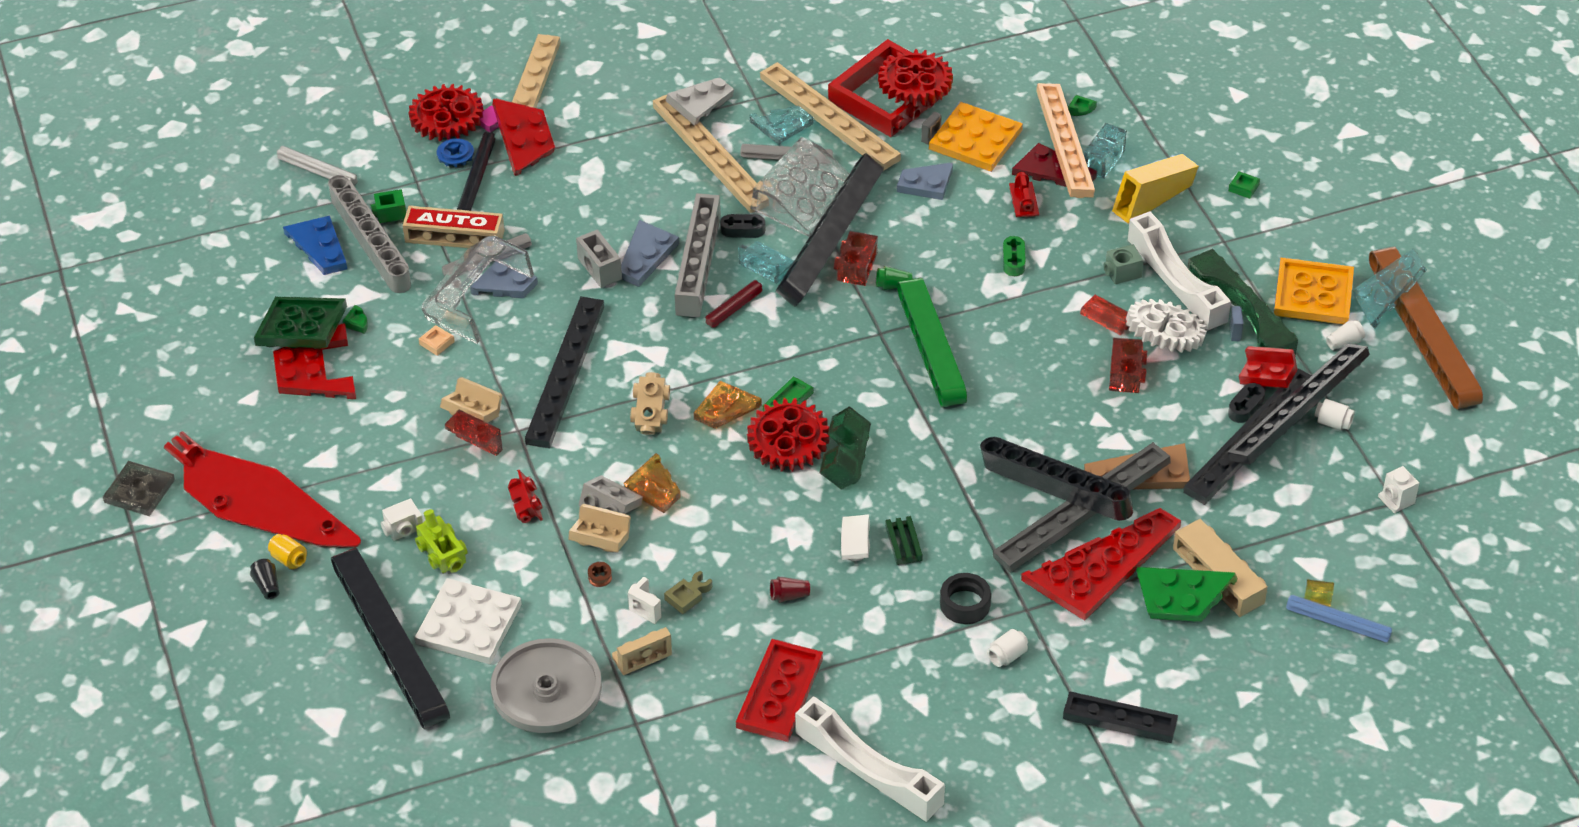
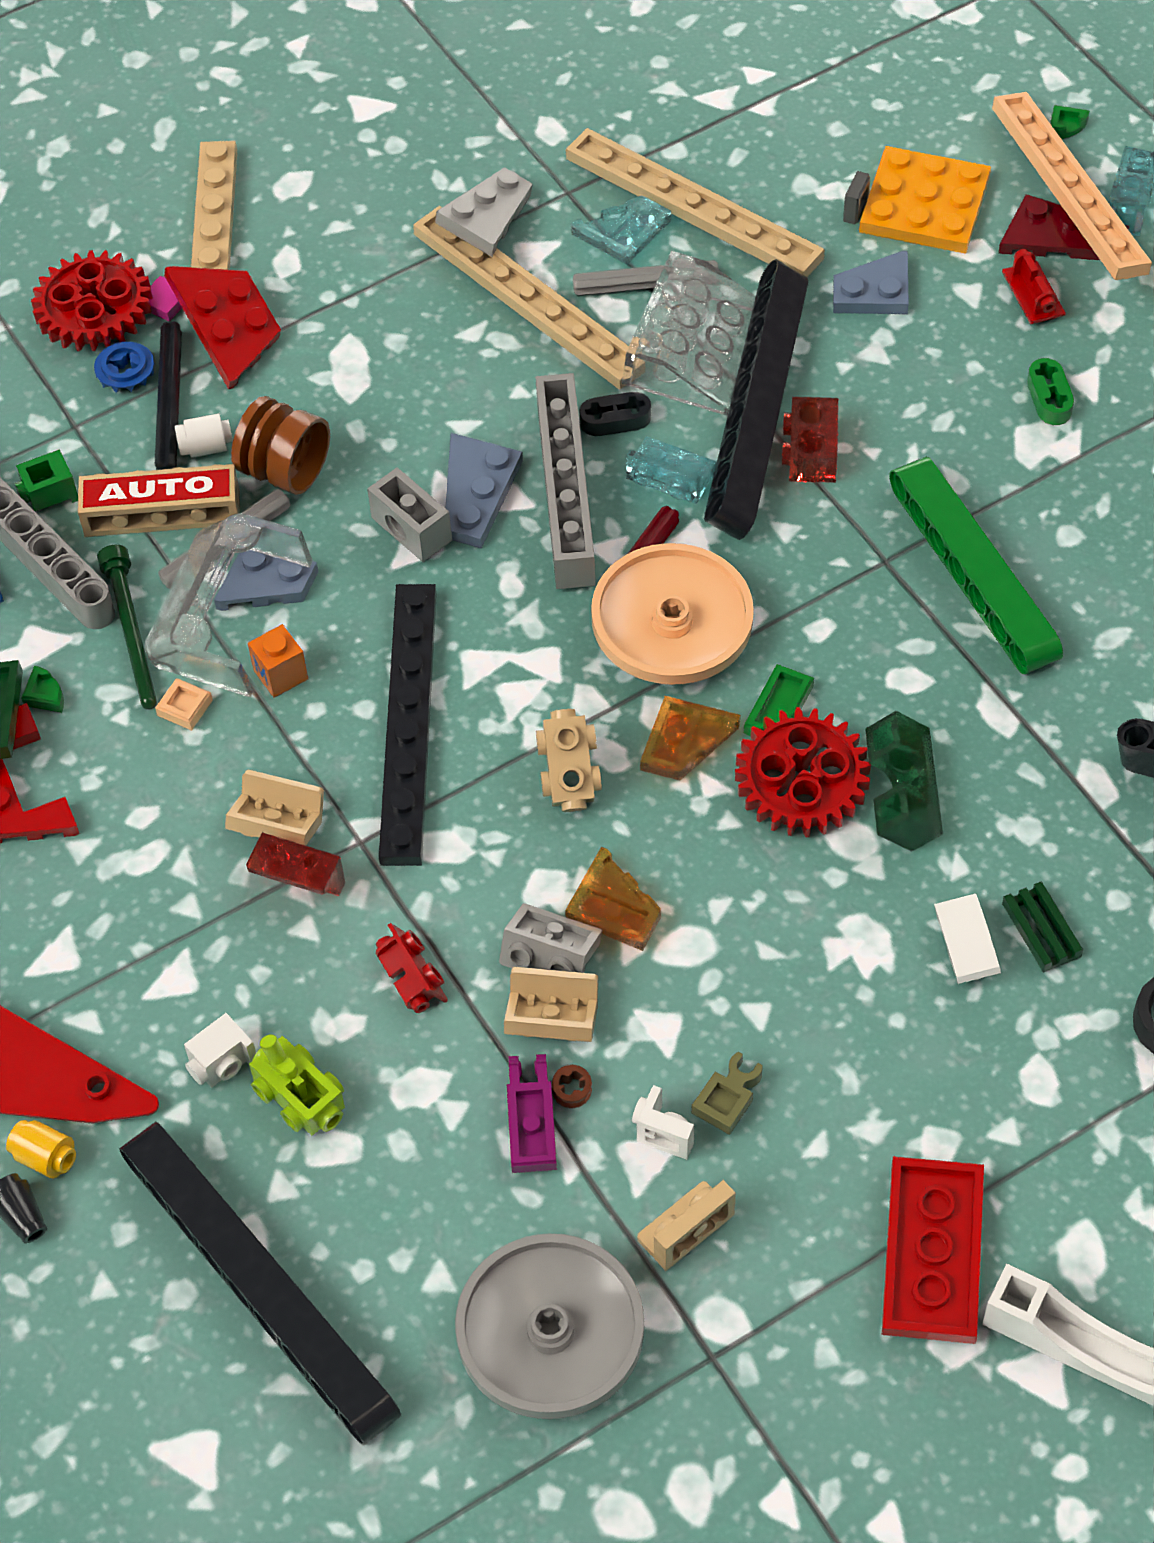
camera: 10 degrees left, 10 degrees up
(417, 258) = (115, 564): none -> dark green piece
(468, 621) = (379, 1219): white plate -> none
(490, 197) = (203, 435): none -> white brick
(497, 324) = (278, 660): none -> orange brick
(533, 208) = (280, 445): none -> dark orange wheel
(570, 585) = (531, 1119): none -> magenta hinge
(738, 337) = (672, 613): none -> light nougat dish
(787, 589) = (888, 1055): dark red cone -> none
(841, 93) = (753, 188): red window -> none
(888, 277) = (874, 464): green cone -> none
(915, 77) = (815, 121): red gear -> none

